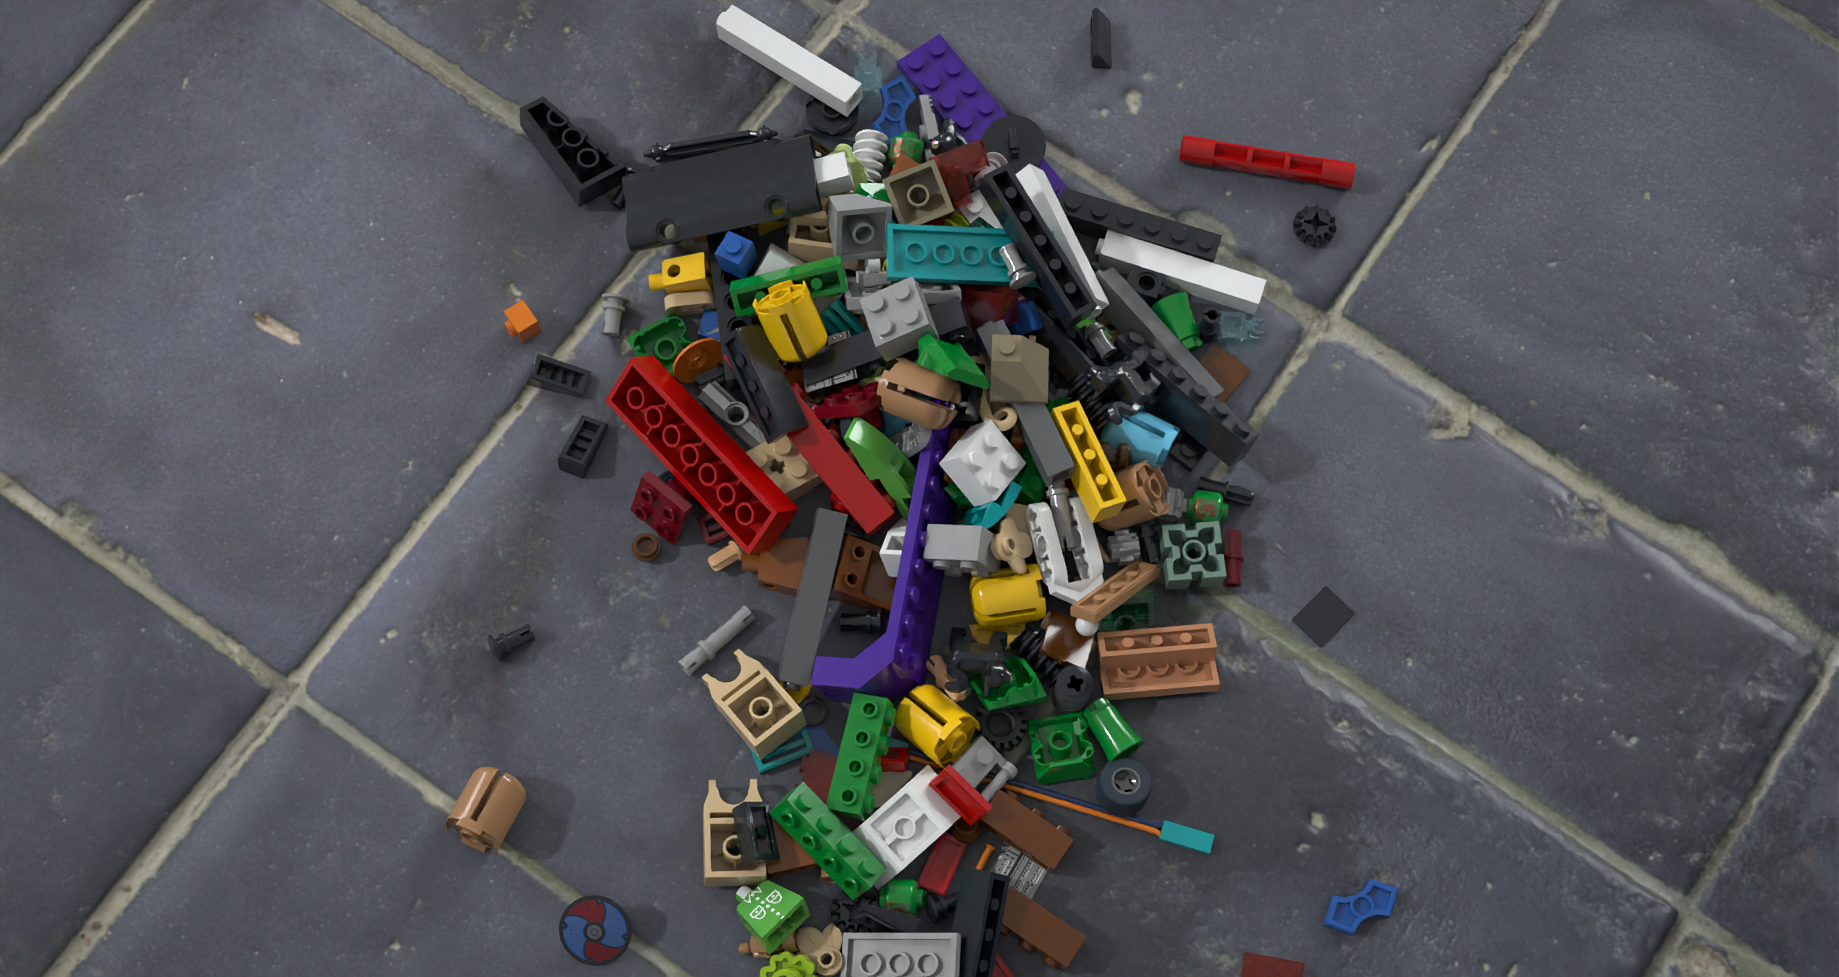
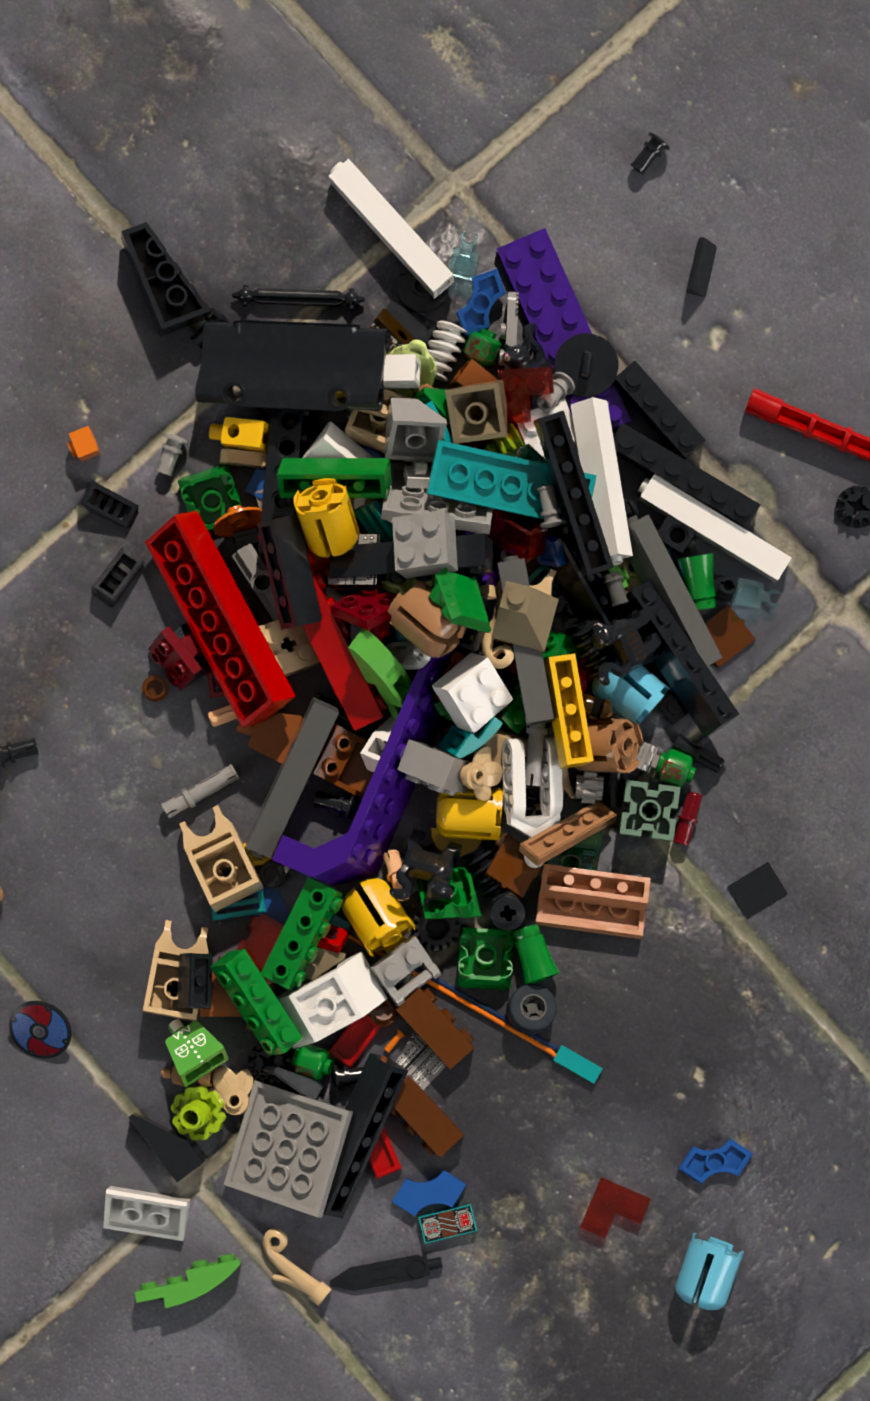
camera: 20 degrees right, 15 degrees up
(736, 255) = (293, 431): blue brick -> none
(960, 795) = (381, 988): red tile -> none
(1094, 172) = (659, 411): none -> black brick

